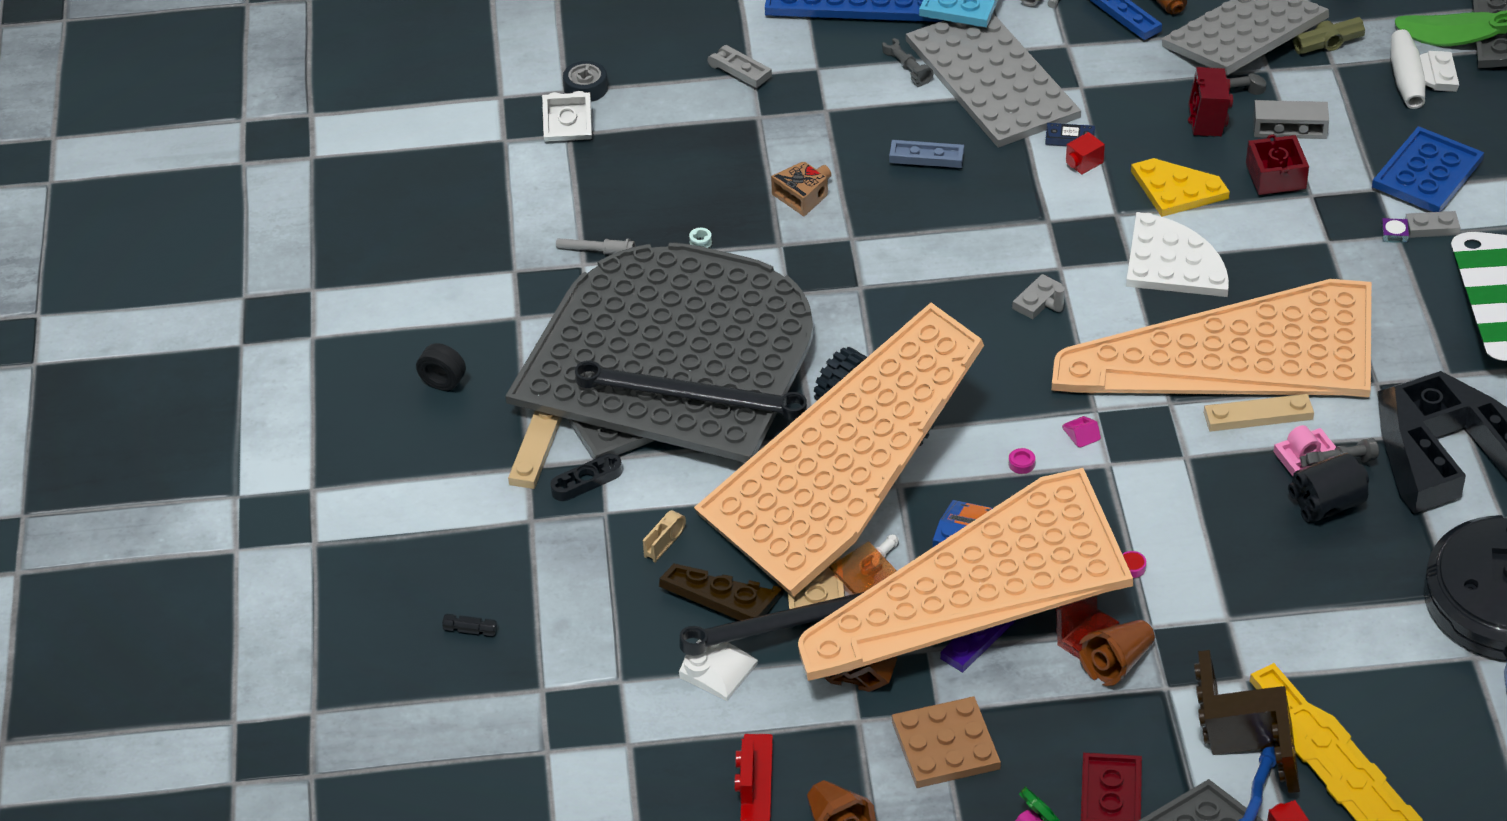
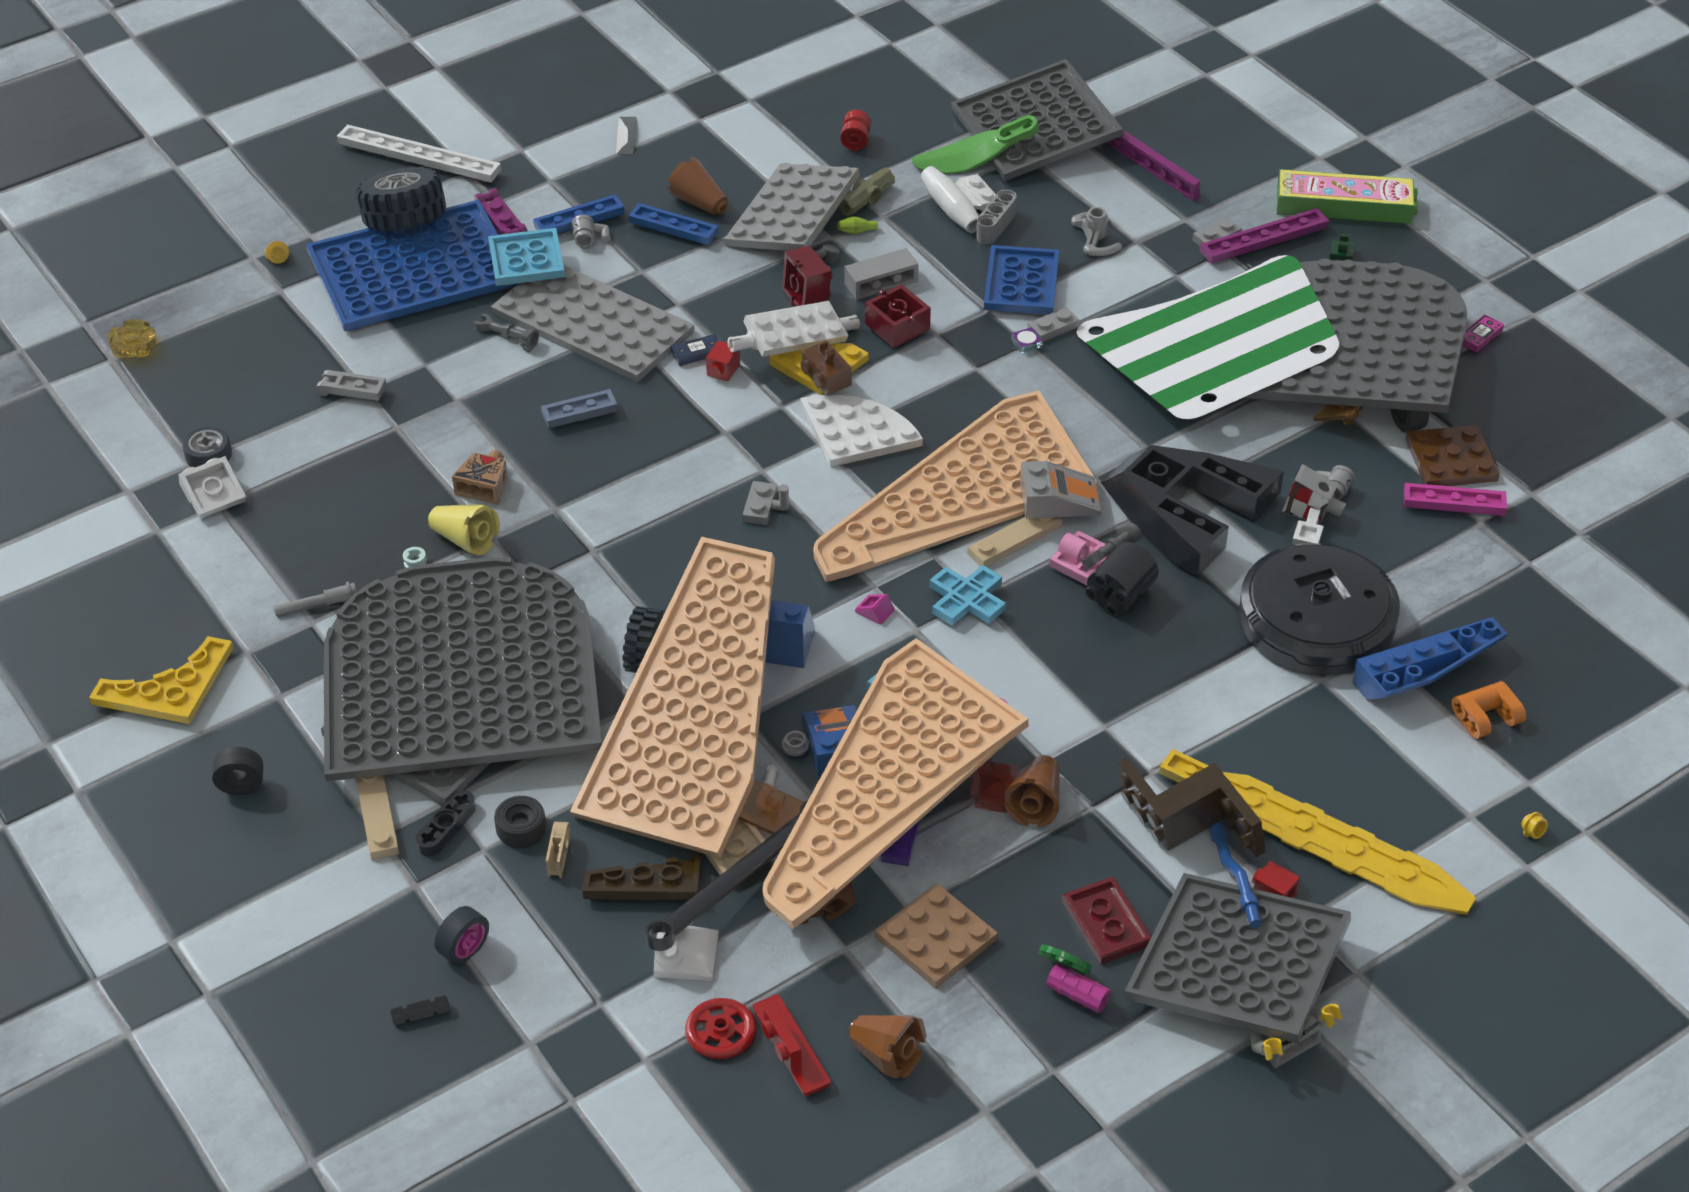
camera: 30 degrees left, 0 degrees up
(433, 282) = (172, 693): none -> yellow plate
(536, 575) = (461, 934): none -> black wheel
(644, 487) = (520, 835): none -> black tyre
(690, 390) = (506, 701): black piece -> none
(698, 724) = (725, 1048): none -> red plate
(759, 226) = (466, 526): none -> light yellow cone
(927, 524) = (795, 743): none -> light grey plate
(975, 421) = (789, 634): none -> blue slope
(1021, 461) = (840, 654): dark pink tile -> none
(1167, 145) = (793, 329): none -> white plate
(1172, 191) = (826, 368): none -> reddish brown brick
(1174, 449) = (967, 595): none -> medium azure plate
(1298, 65) = (856, 225): none -> lime piece
(1320, 383) = (1057, 491): none -> light grey slope
(1442, 100) = (996, 217): none -> light grey beam

